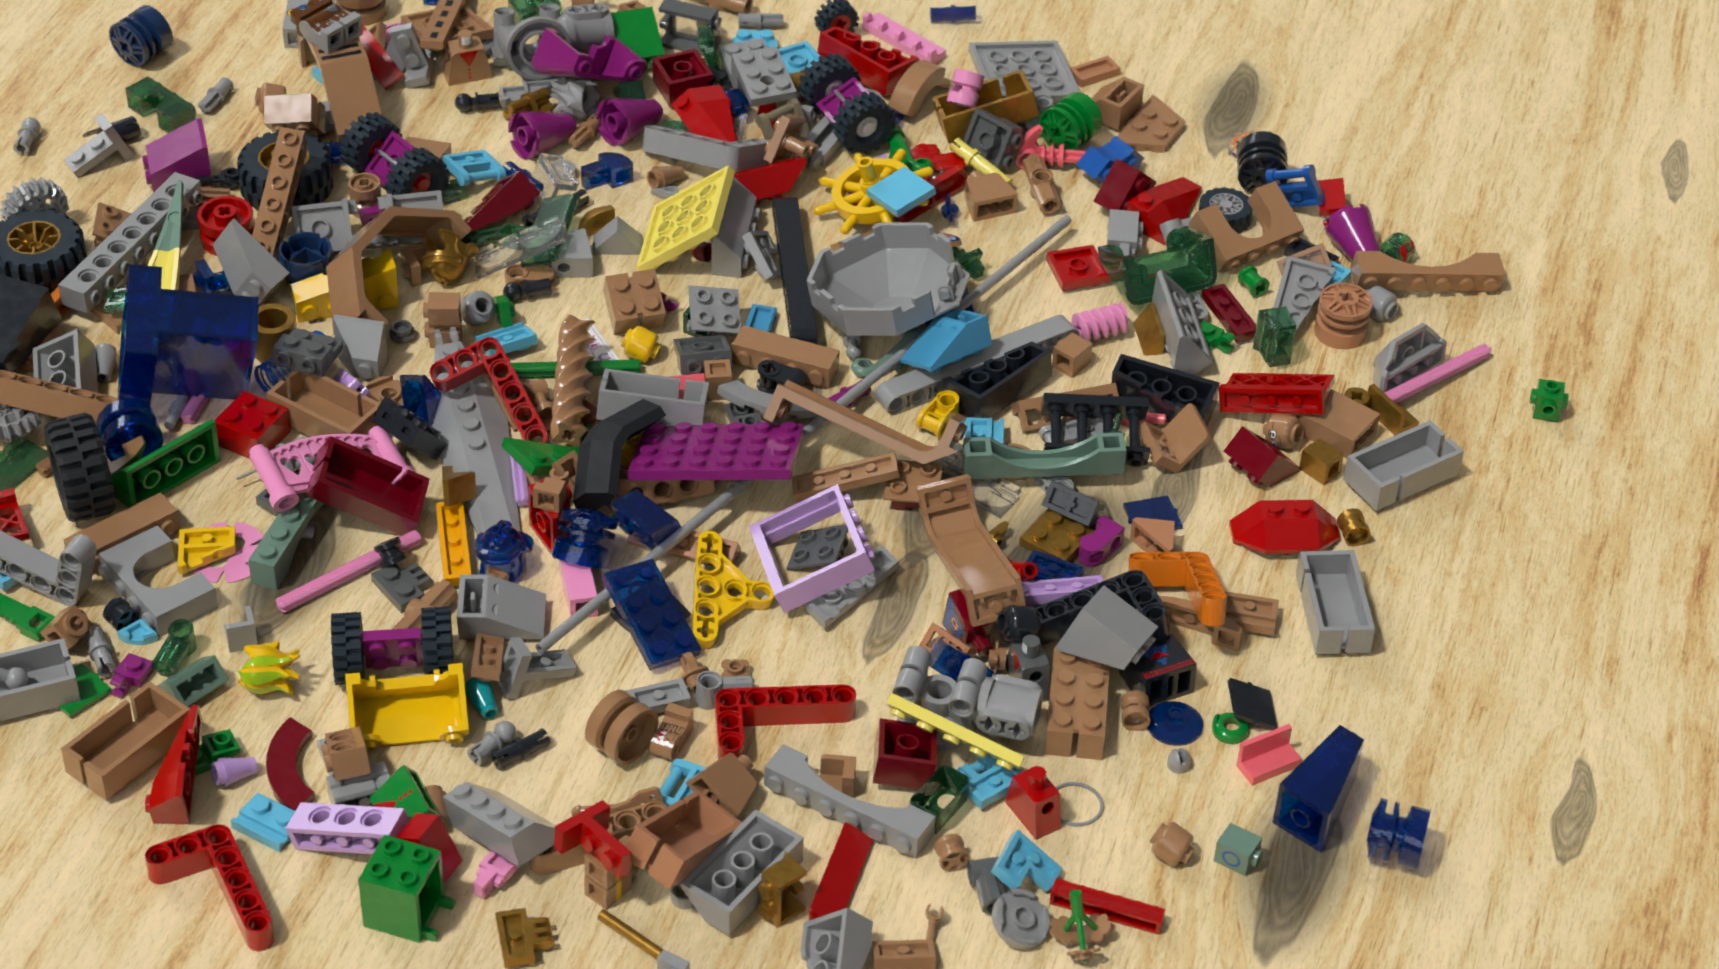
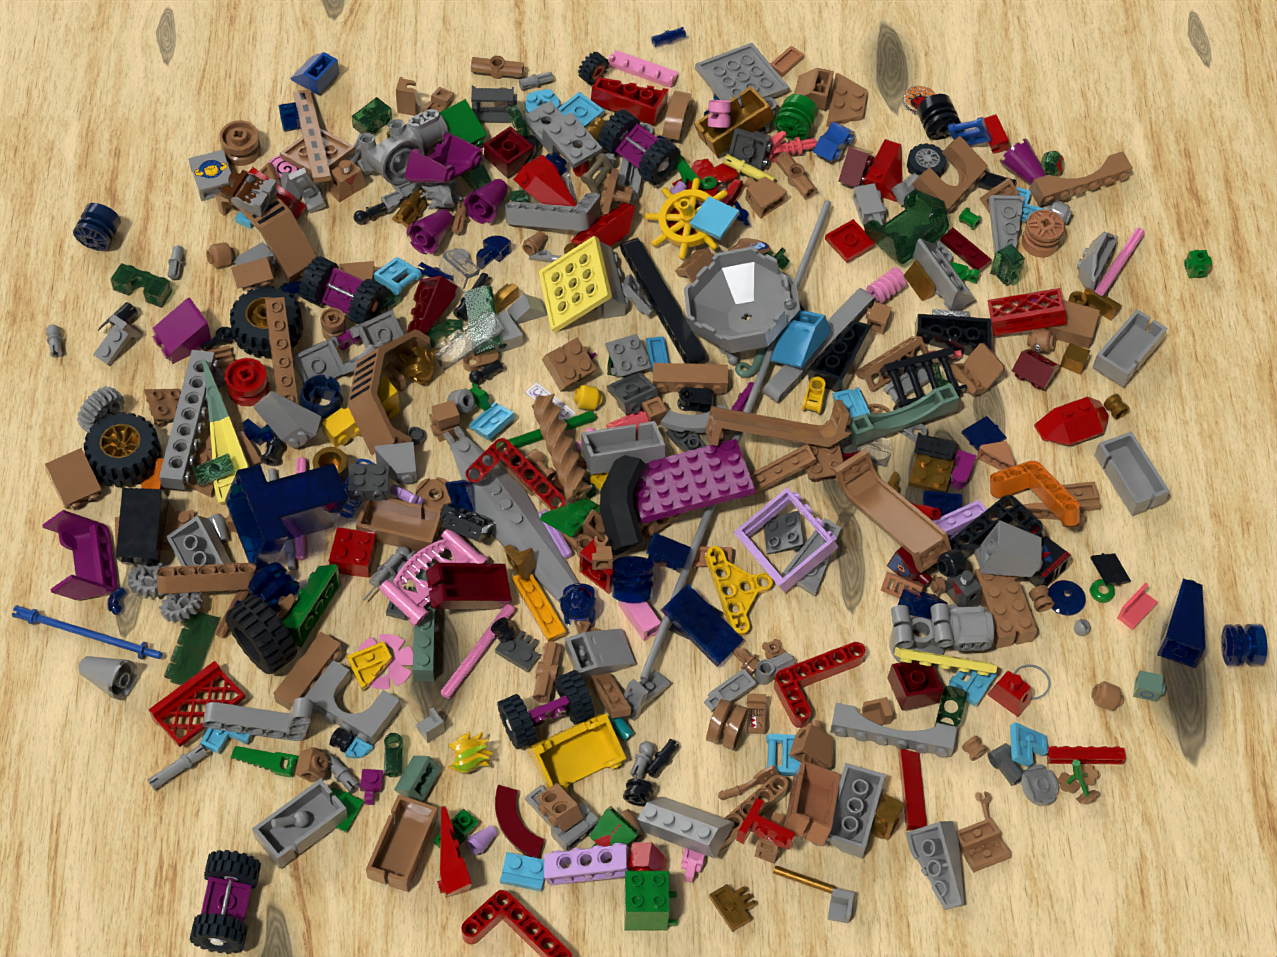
camera: 20 degrees left, 15 degrees up
(464, 768) = (638, 792): none -> black wheel

